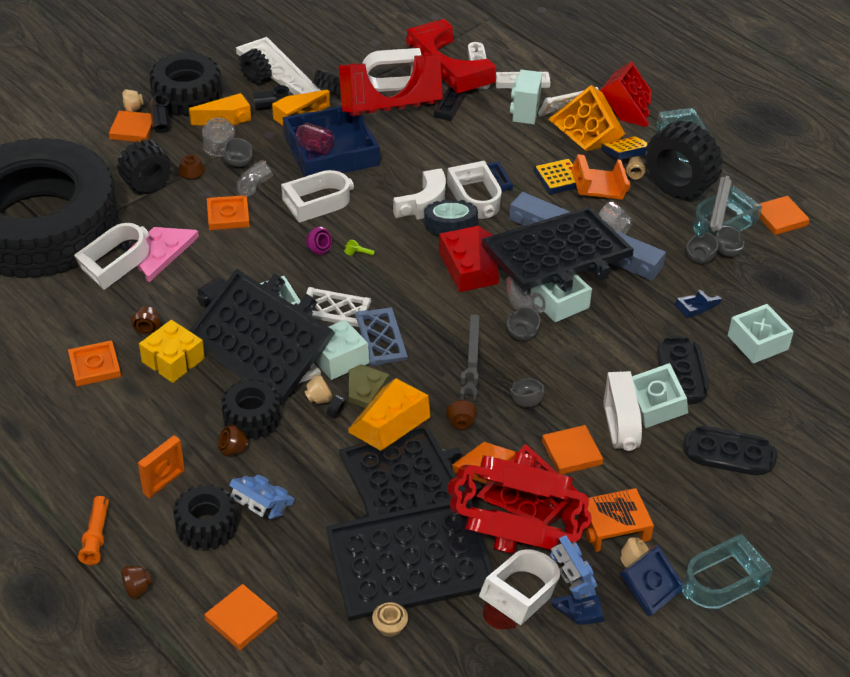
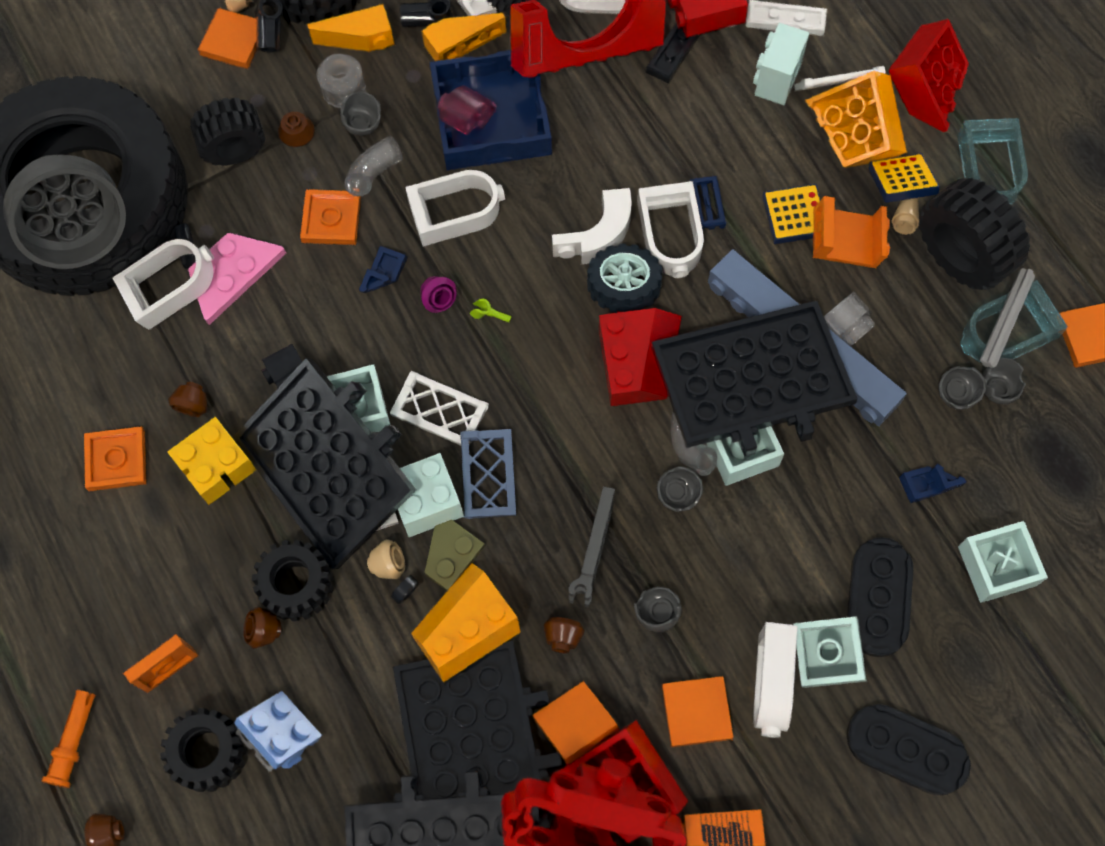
camera: 15 degrees right, 25 degrees up
(73, 183) = (91, 230): none -> dark grey wheel
(275, 235) = (384, 271): none -> dark blue slope

